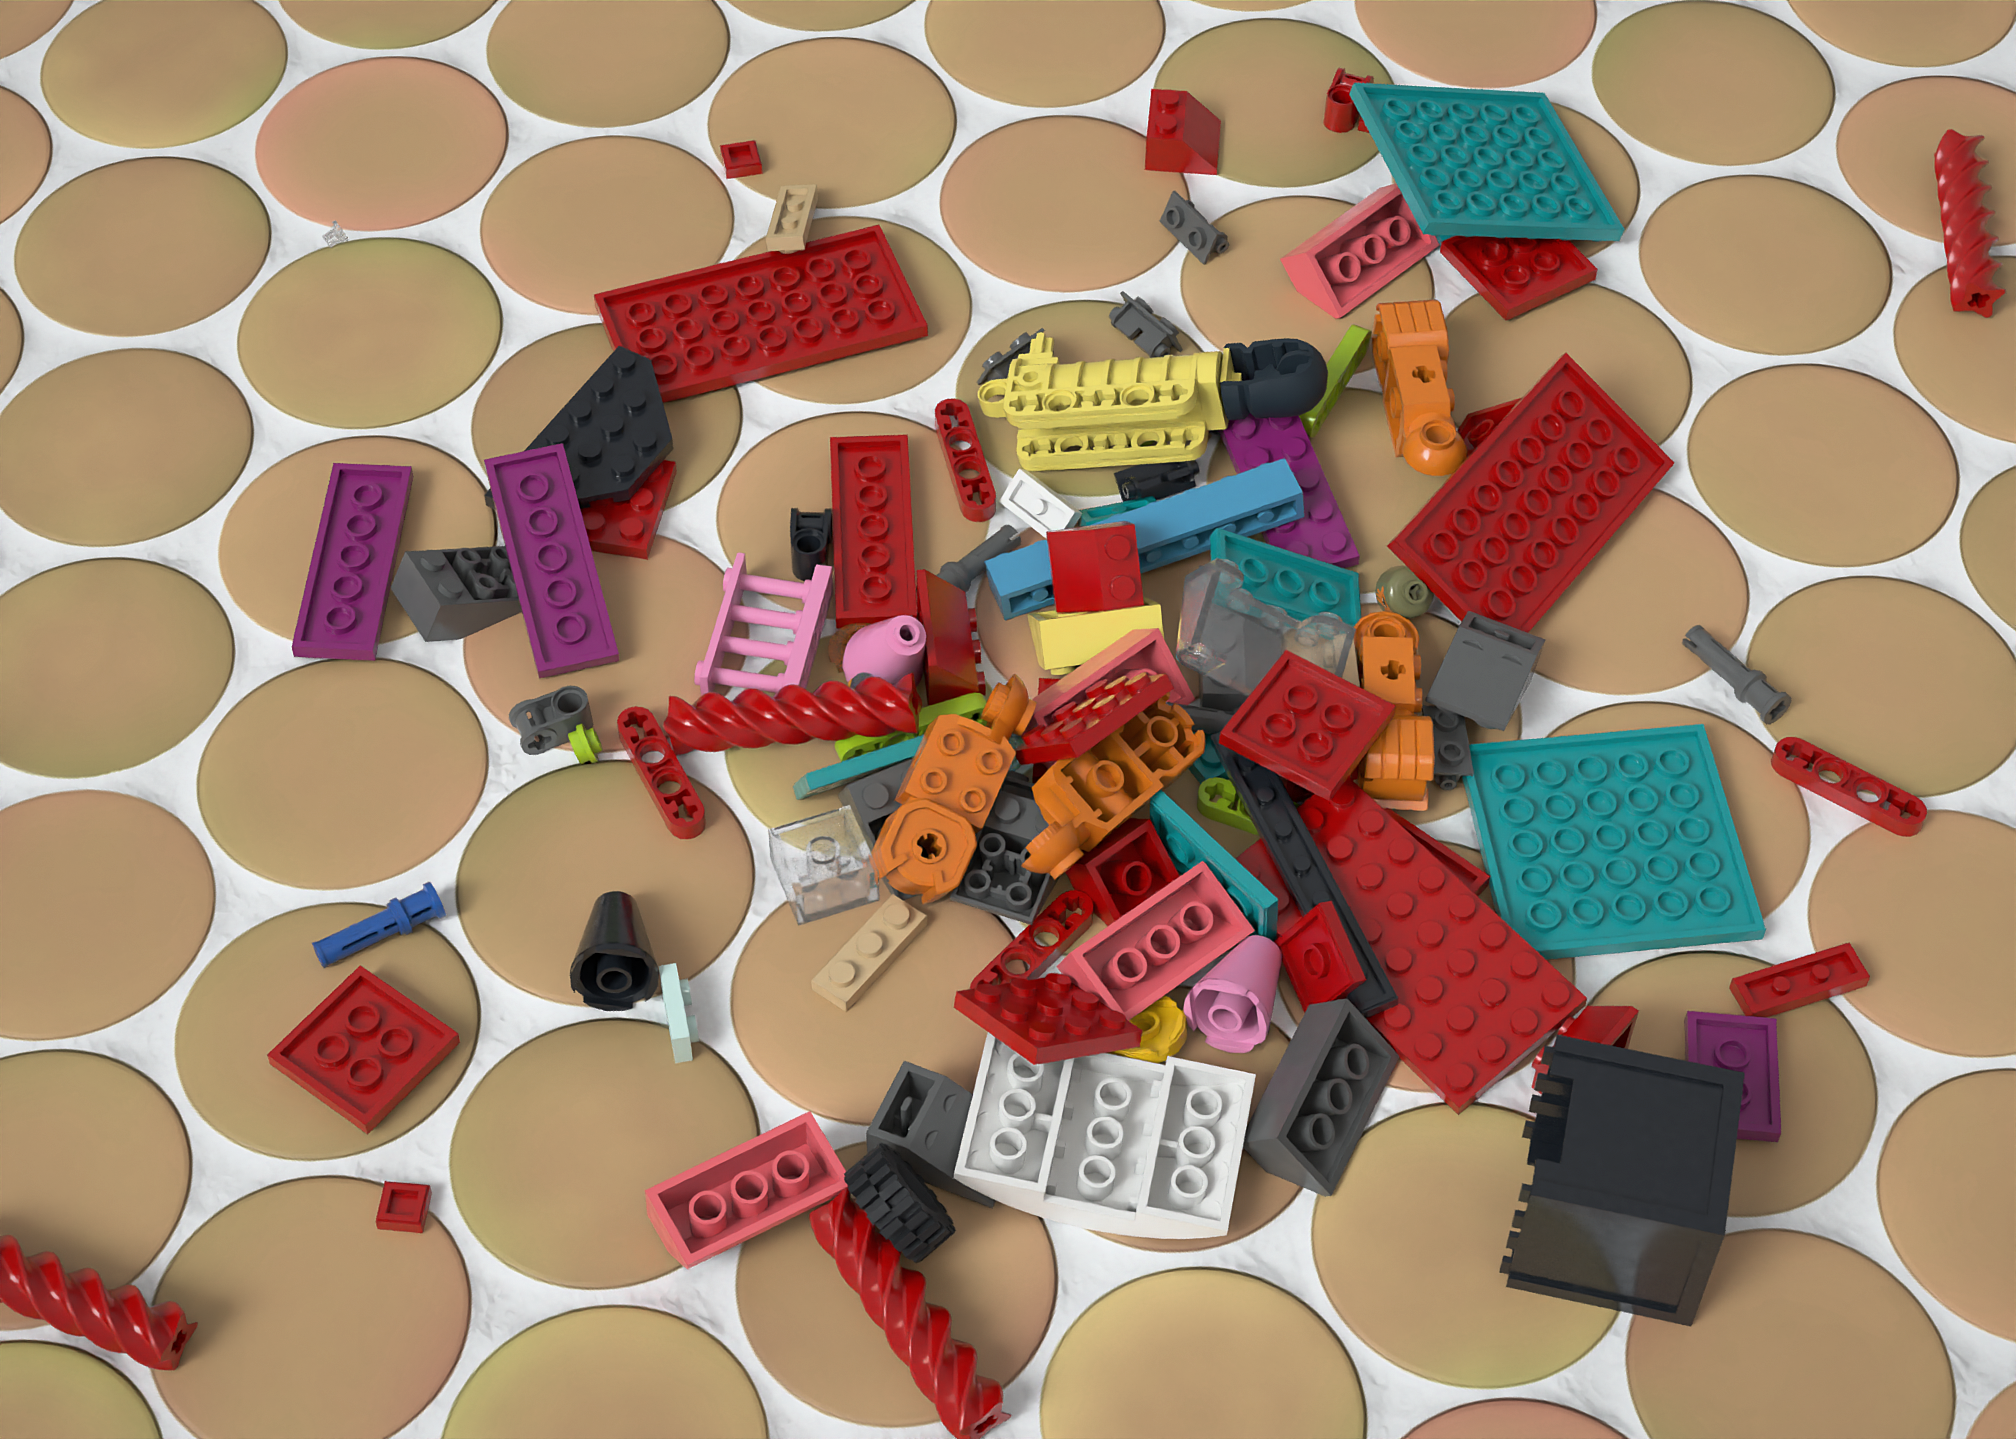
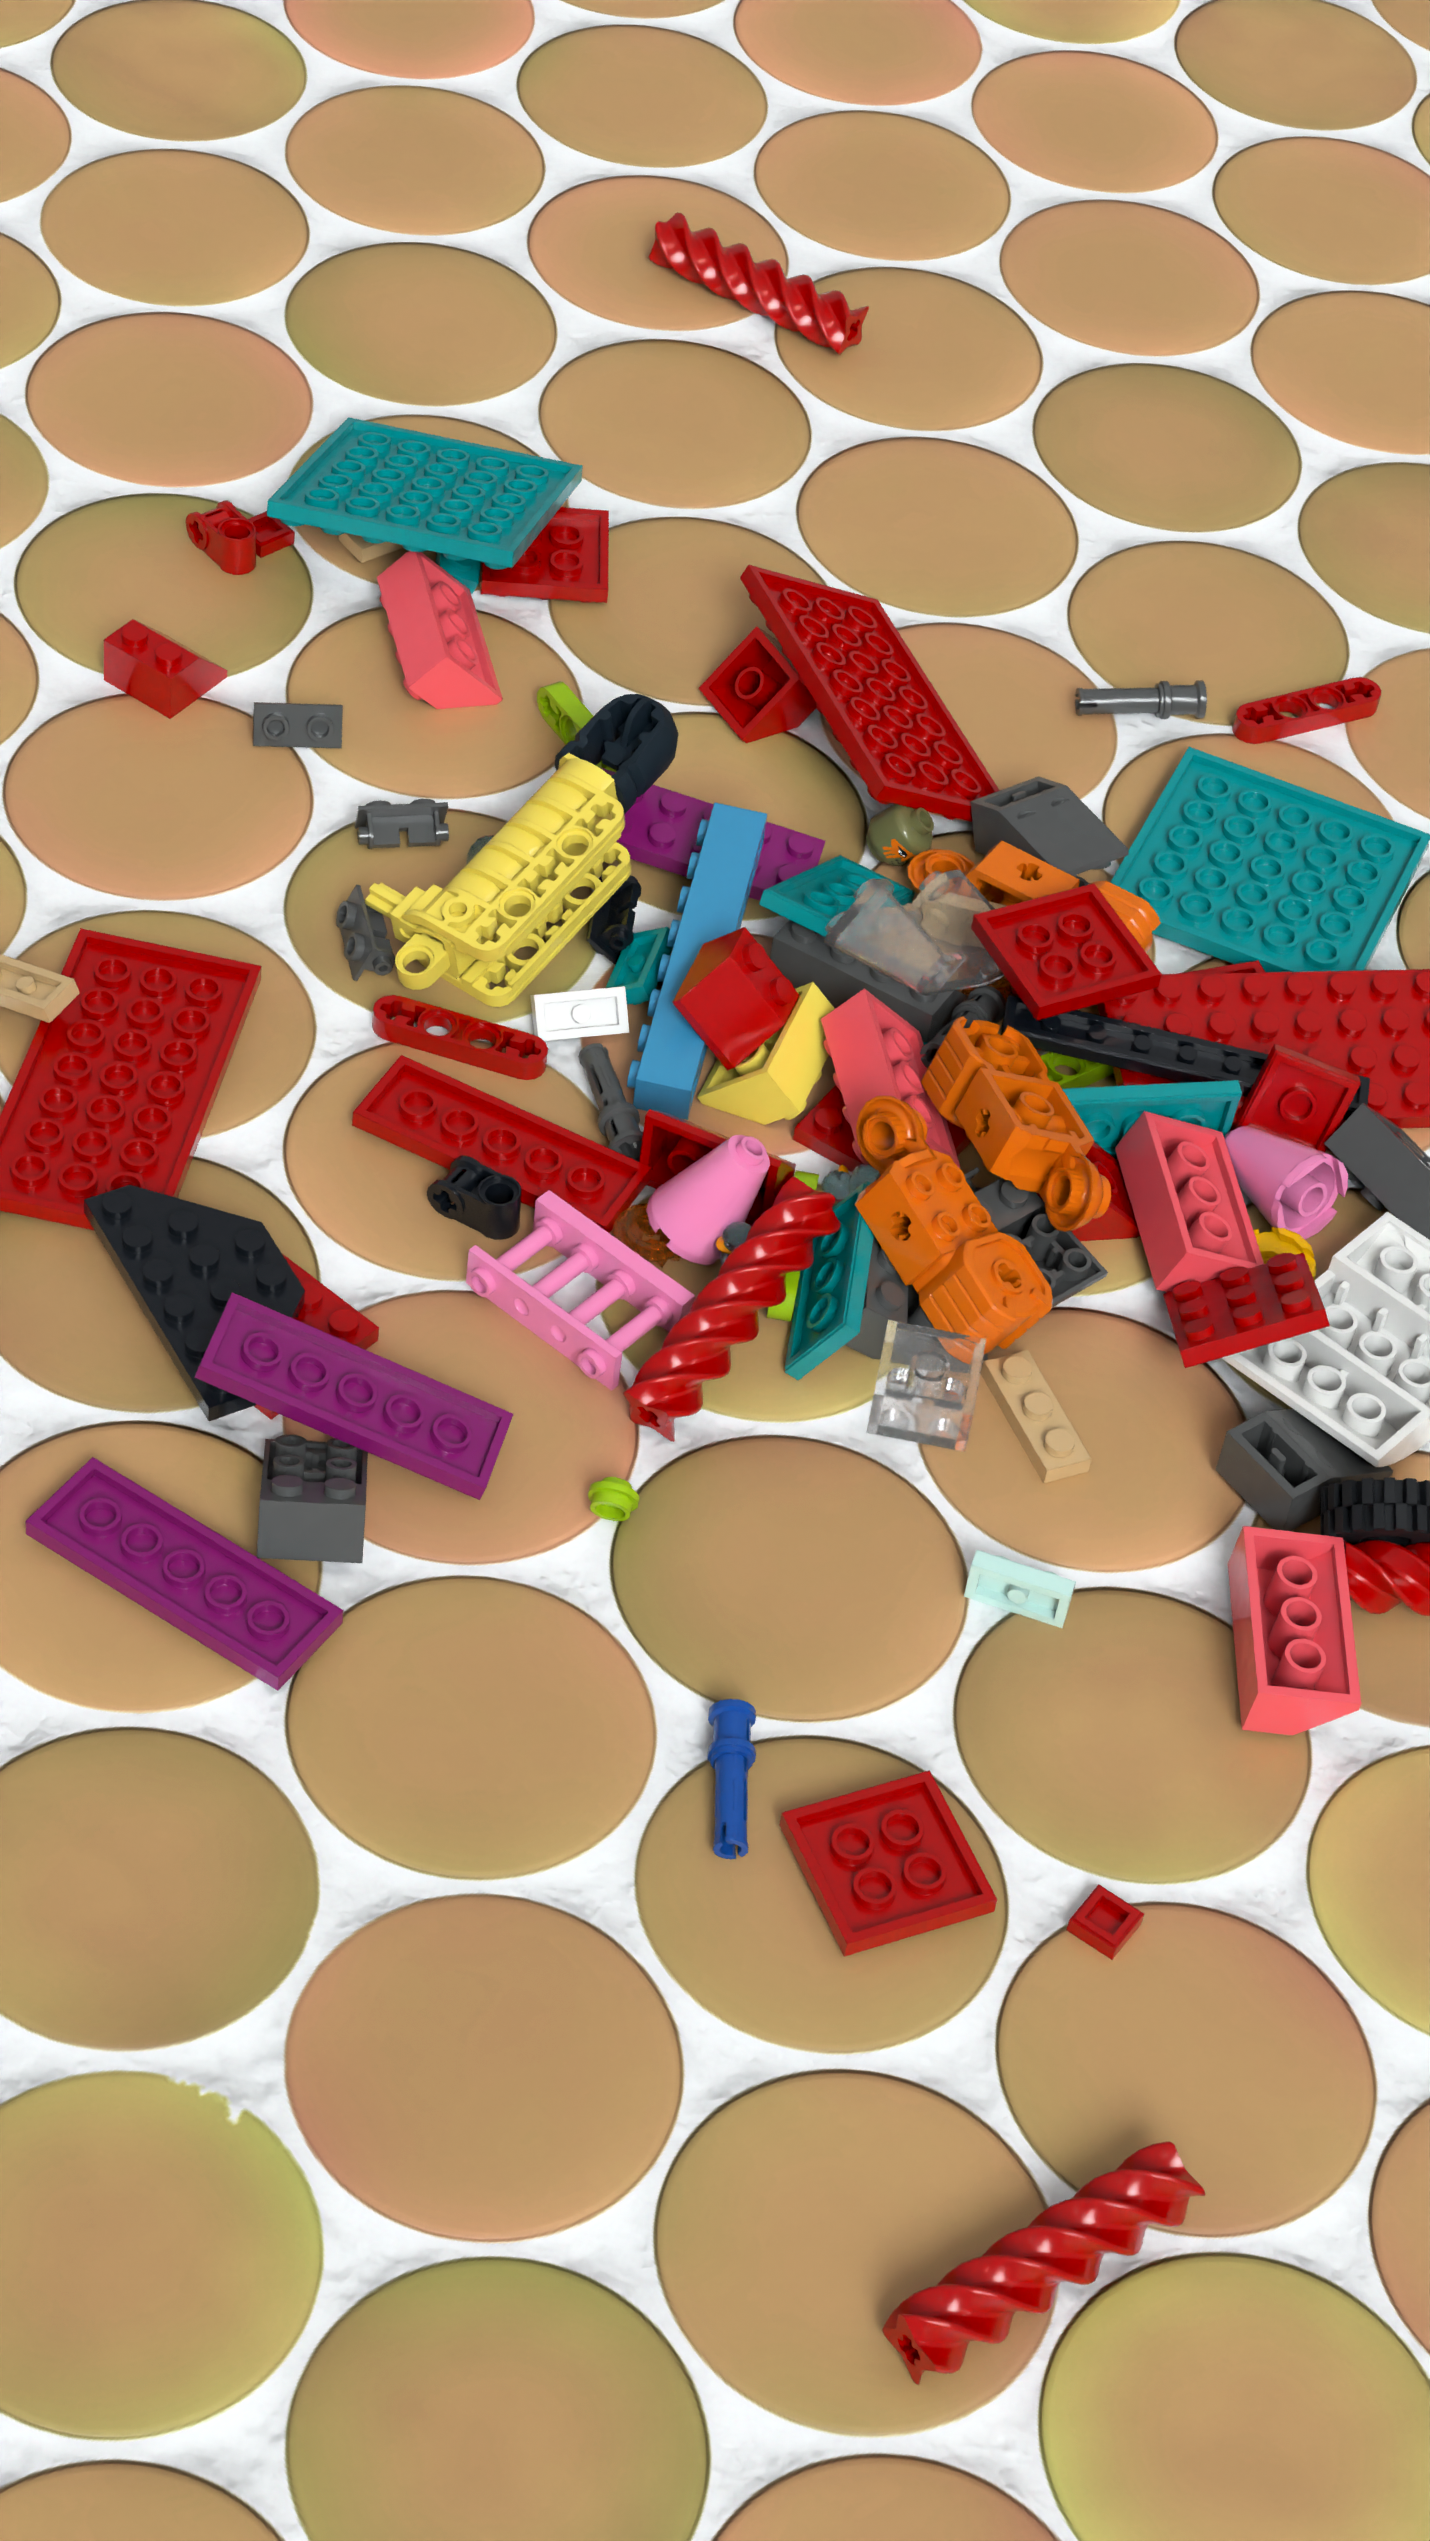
camera: 65 degrees left, 5 degrees down
(552, 718) = (560, 1512): dark grey piece -> none
(614, 956) = (916, 1592): black cone -> none
(657, 773) = (689, 1468): red beam -> none
(1038, 956) = (1126, 1300): red beam -> none
(1093, 719) = (972, 1072): red plate -> none
(1413, 375) = (706, 696): orange brick -> none

